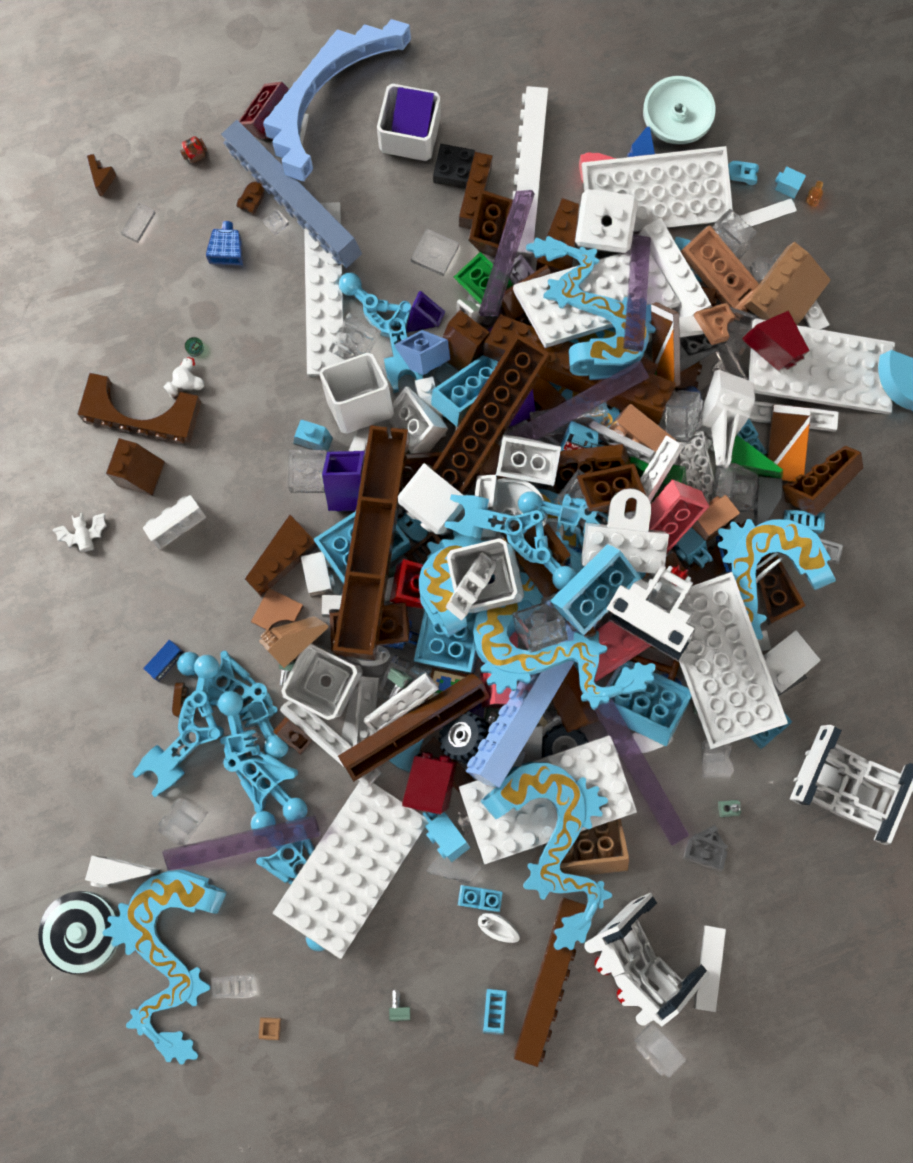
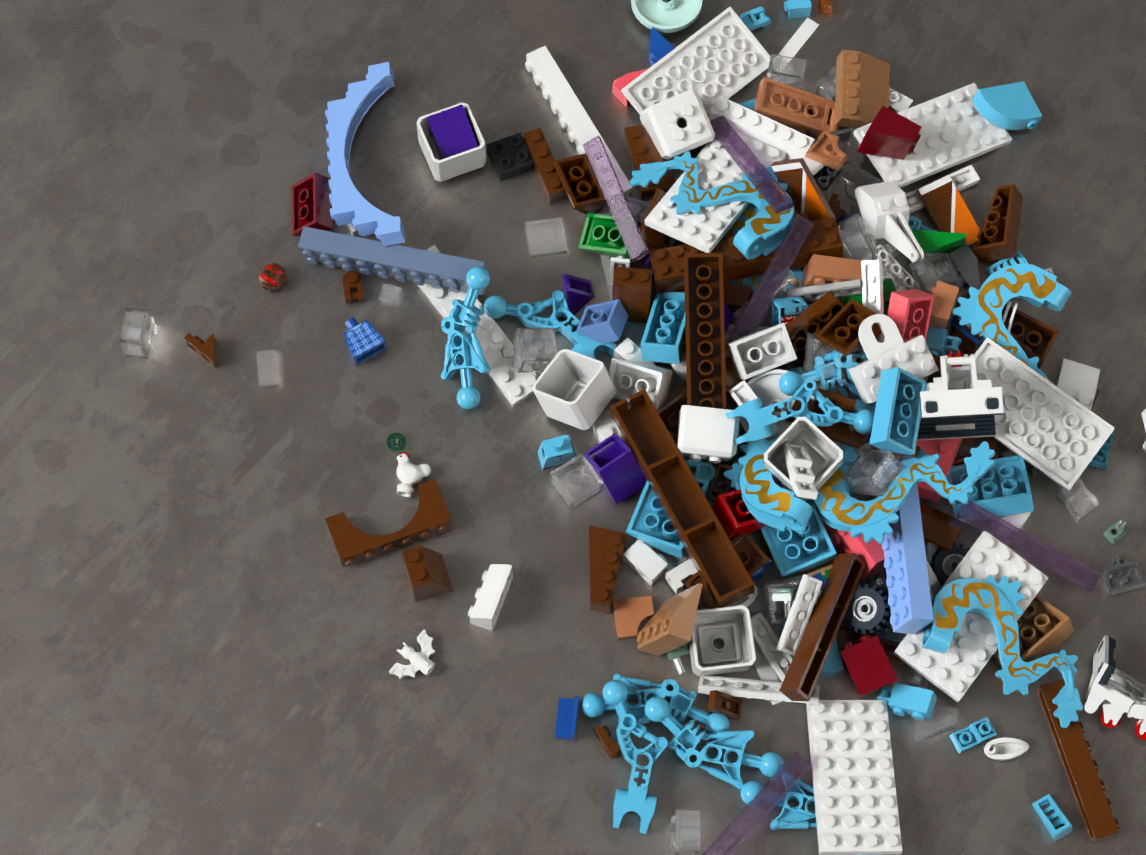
camera: 35 degrees left, 10 degrees down
(54, 129) = (138, 333): none -> clear brick
(295, 299) = (463, 348): none -> medium azure piece

